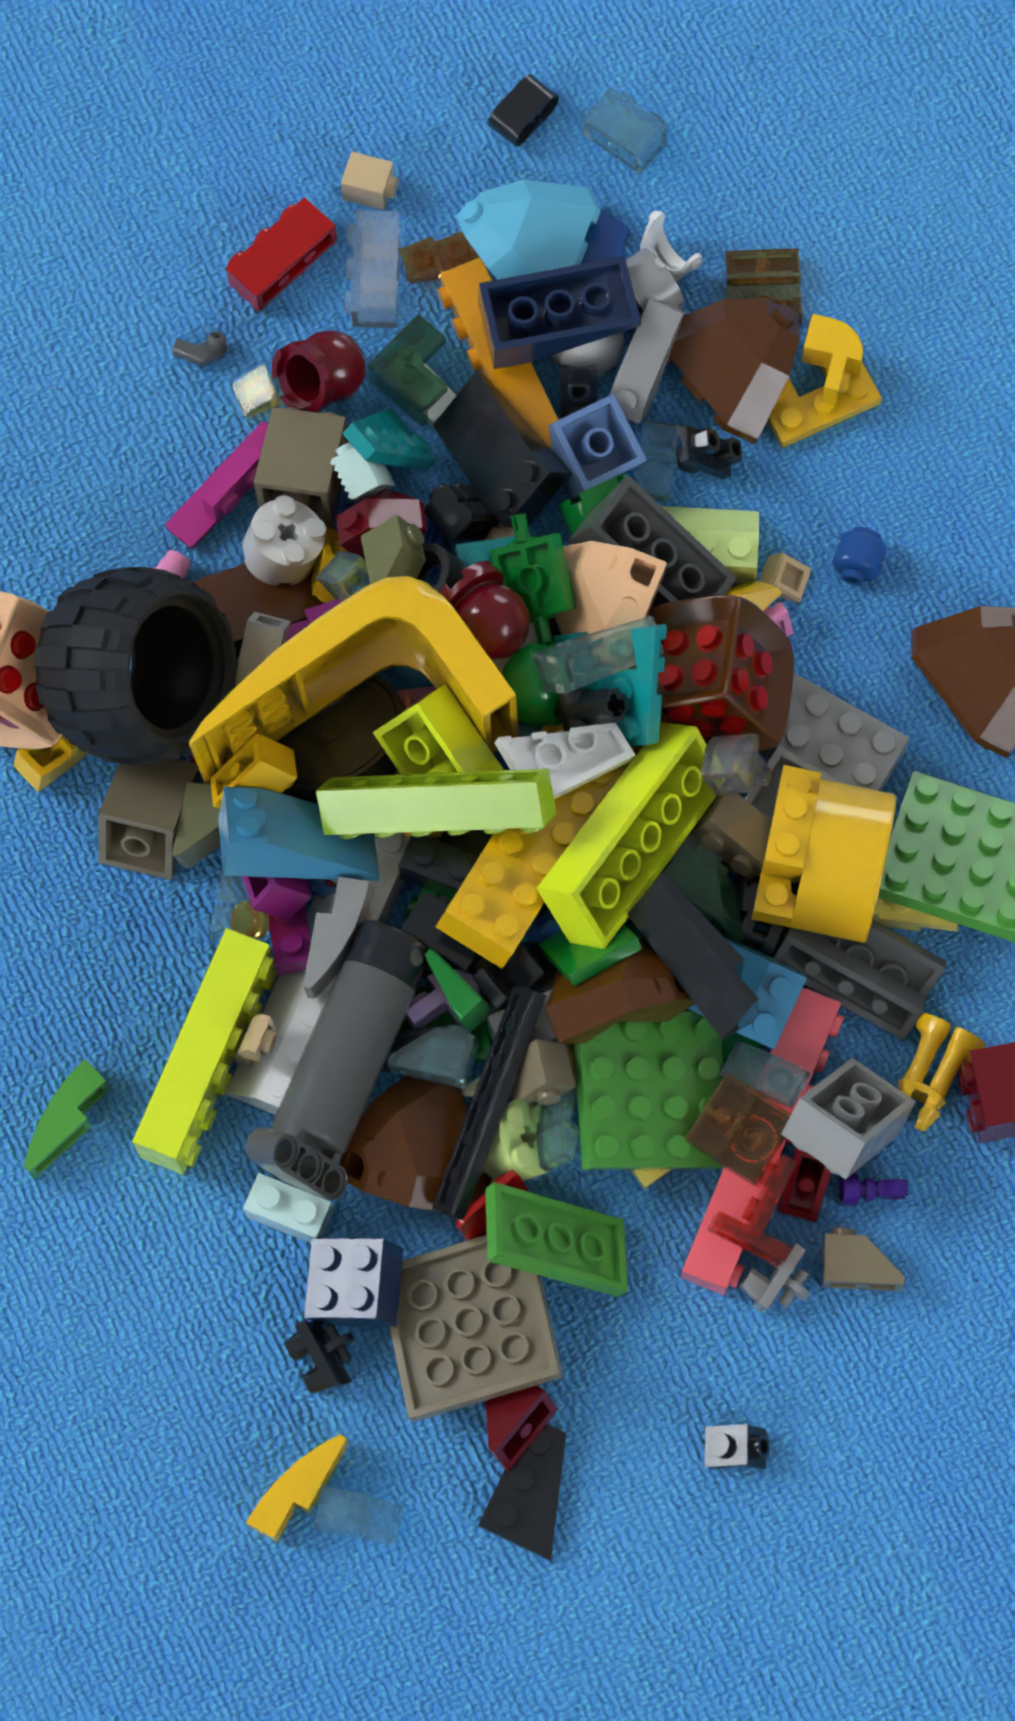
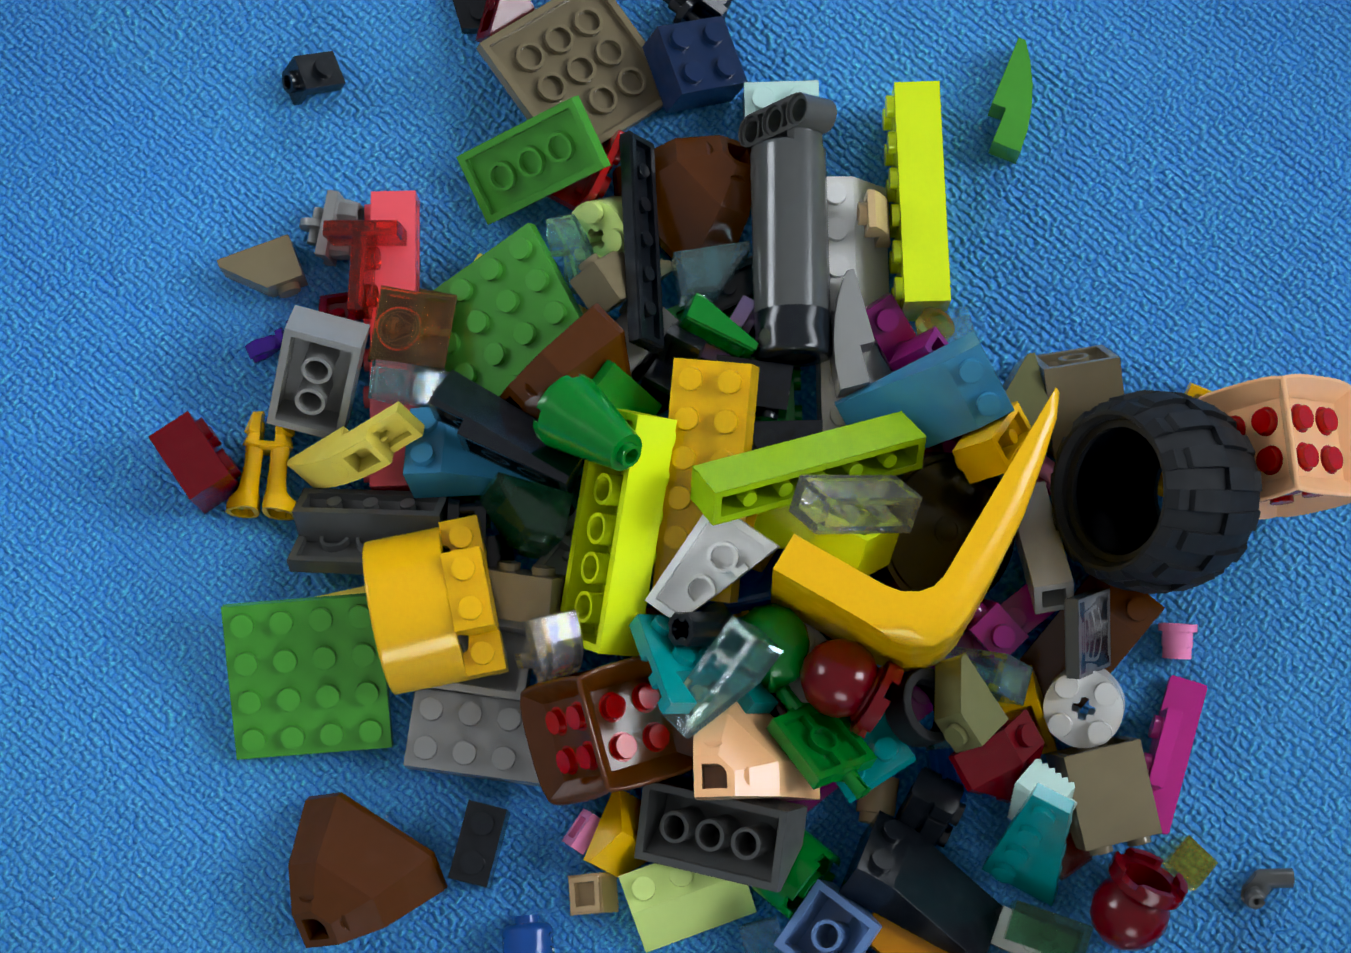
camera: 155 degrees right, 5 degrees up
(255, 584) = (1087, 633): none -> dark grey tile
(411, 746) = (855, 504): none -> clear brick
(619, 905) = (586, 424): none -> green cone
(839, 1023) = (358, 452): none -> light yellow slope
(868, 652) = (479, 844): none -> black brick

